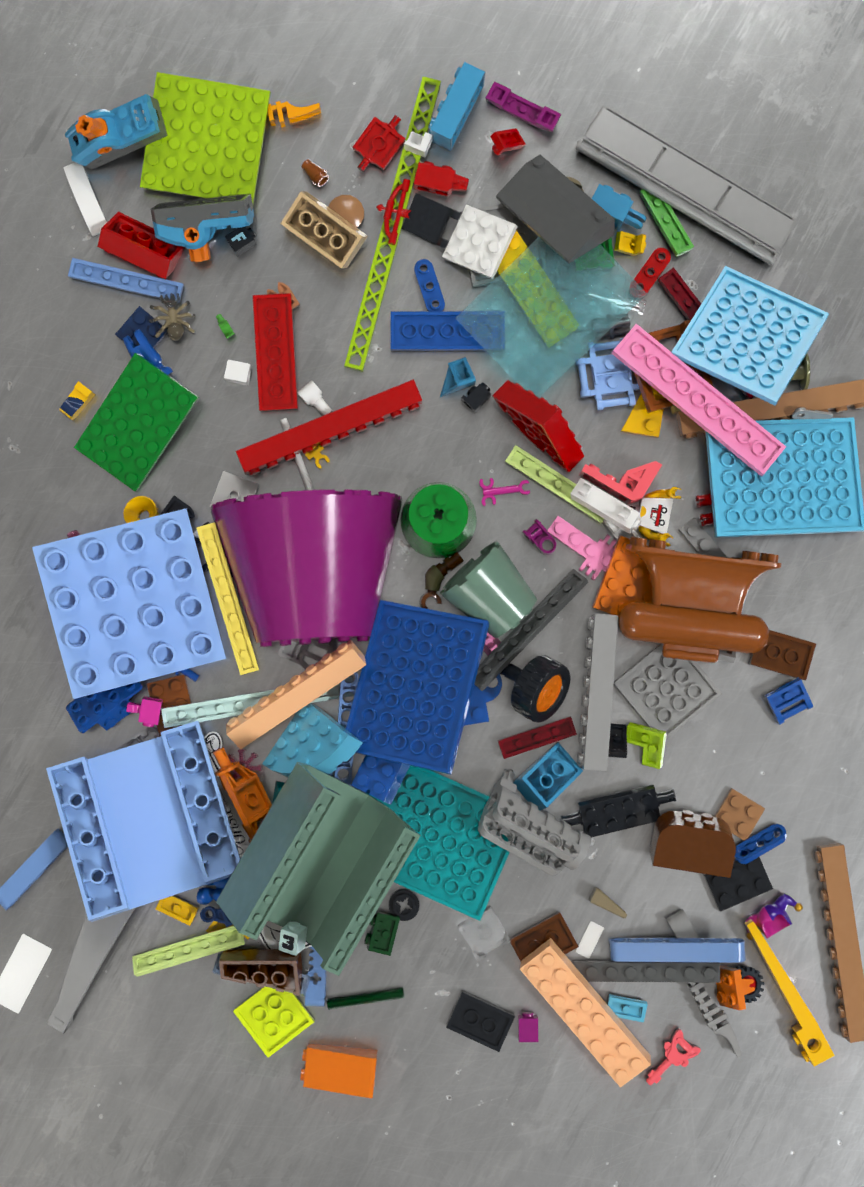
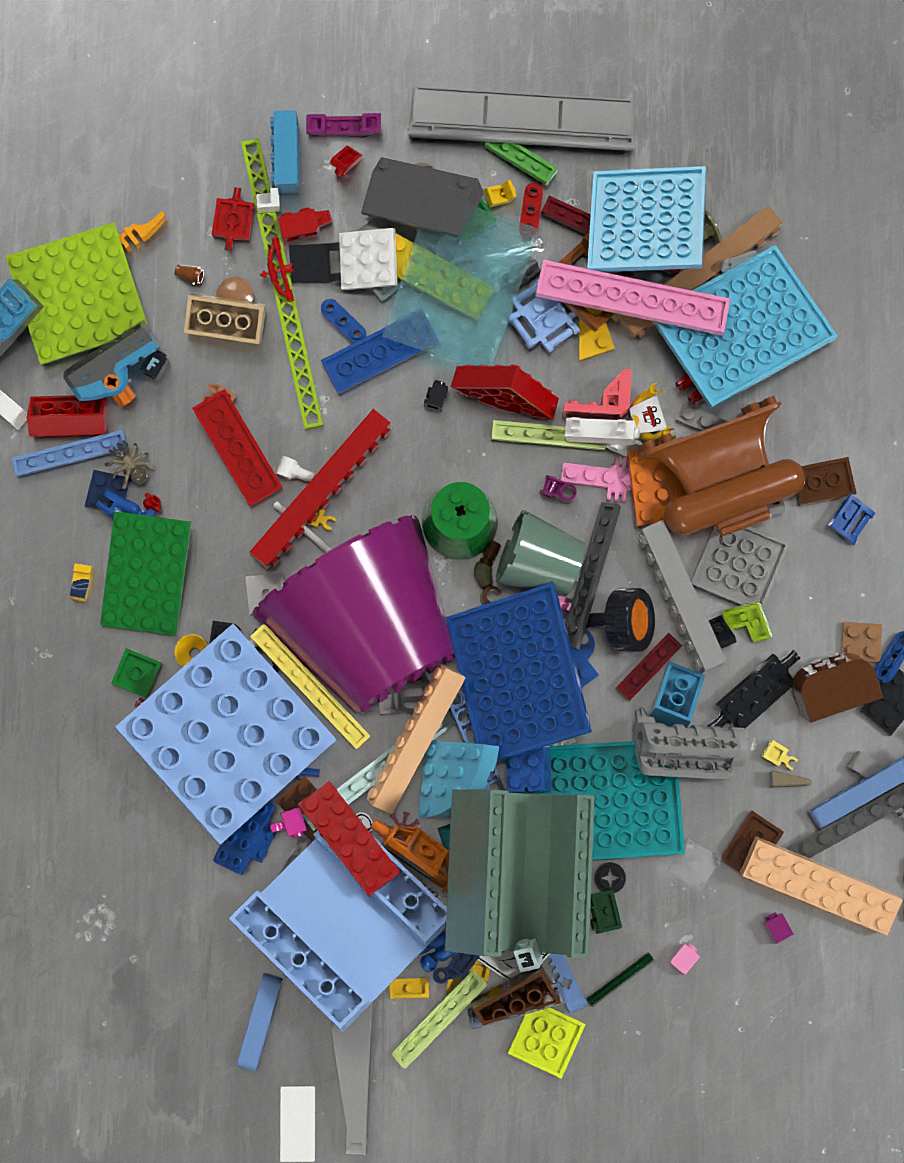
camera: 35 degrees left, 5 degrees down
(83, 507) = (136, 673): none -> green plate
(175, 362) = (152, 502): none -> red plate
(188, 753) = (349, 838): none -> red plate
(225, 327) = (179, 449): bright green piece -> none
(238, 372) = (213, 483): white panel -> none
(339, 1069) = (631, 1054): orange slope -> none
(431, 1010) = (684, 958): none -> bright pink brick
(458, 377) = (410, 387): dark azure slope -> none
(480, 1021) = (733, 945): black plate -> none
(488, 491) = (491, 473): dark pink bar -> none
(589, 939) = (790, 821): white sticker -> none
(609, 875) = (777, 754): none -> light yellow plate
(618, 207) = (474, 167): dark azure brick -> none
(627, 1007) = (856, 863): medium azure plate -> none

